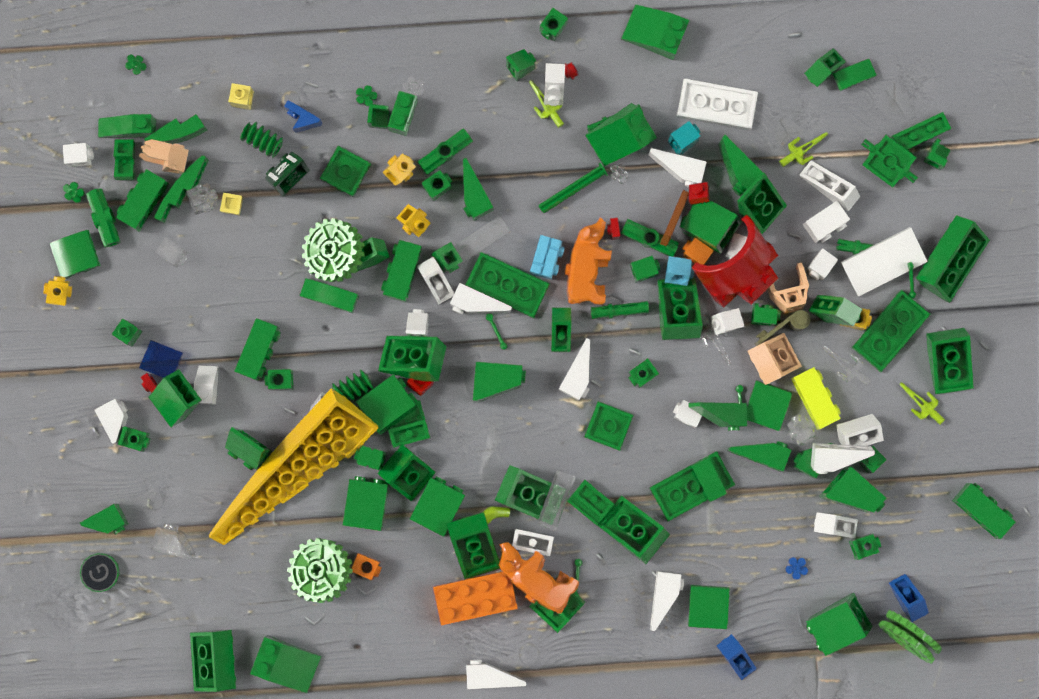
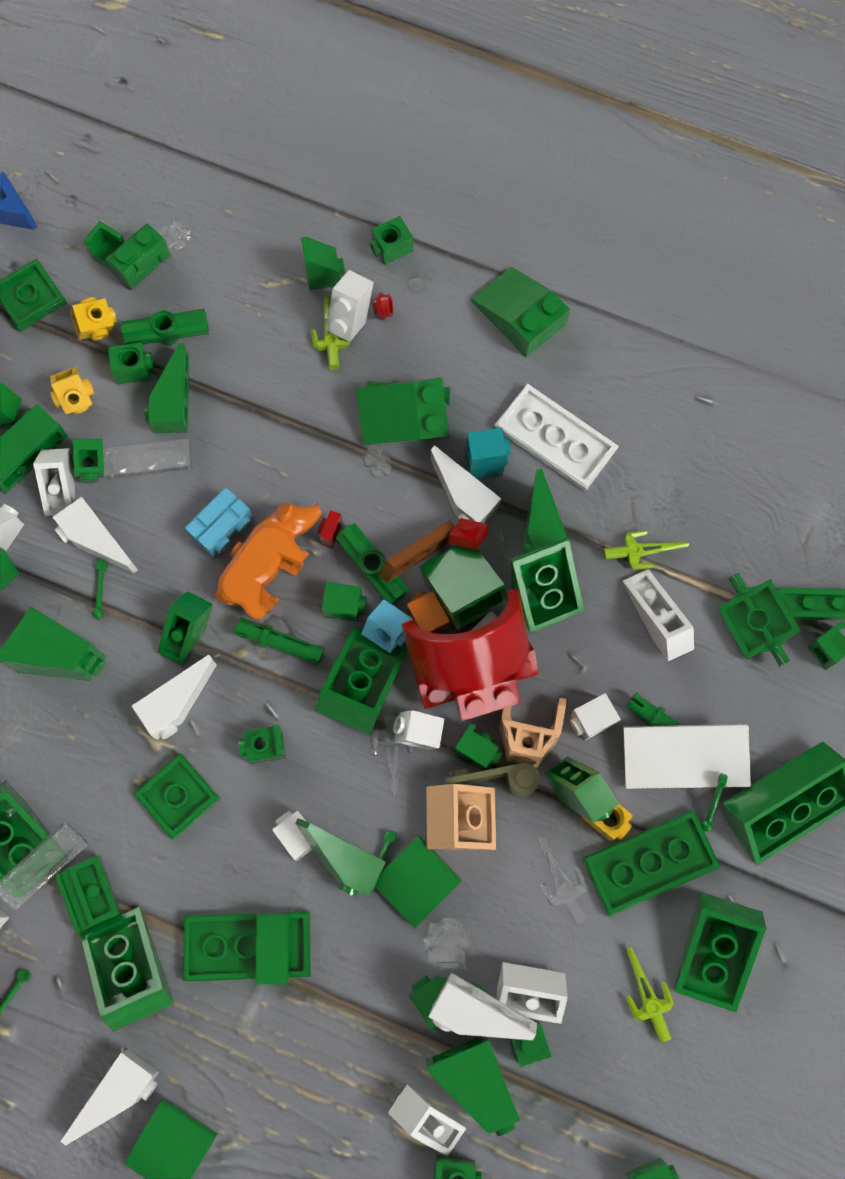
camera: 25 degrees right, 10 degrees down
(365, 95) = (111, 218): green plant -> none
(507, 284) = (149, 535): green tile -> none
(573, 188) = (304, 452): green axle -> none
(768, 454) = (379, 955): green slope -> none
(796, 567) = (336, 1156): blue plant -> none
(816, 398) = (493, 907): neon yellow brick -> none
(824, 67) = (724, 455): green slope -> none
(826, 222) = (629, 662): white brick -> none
(854, 74) = (762, 484): green slope -> none

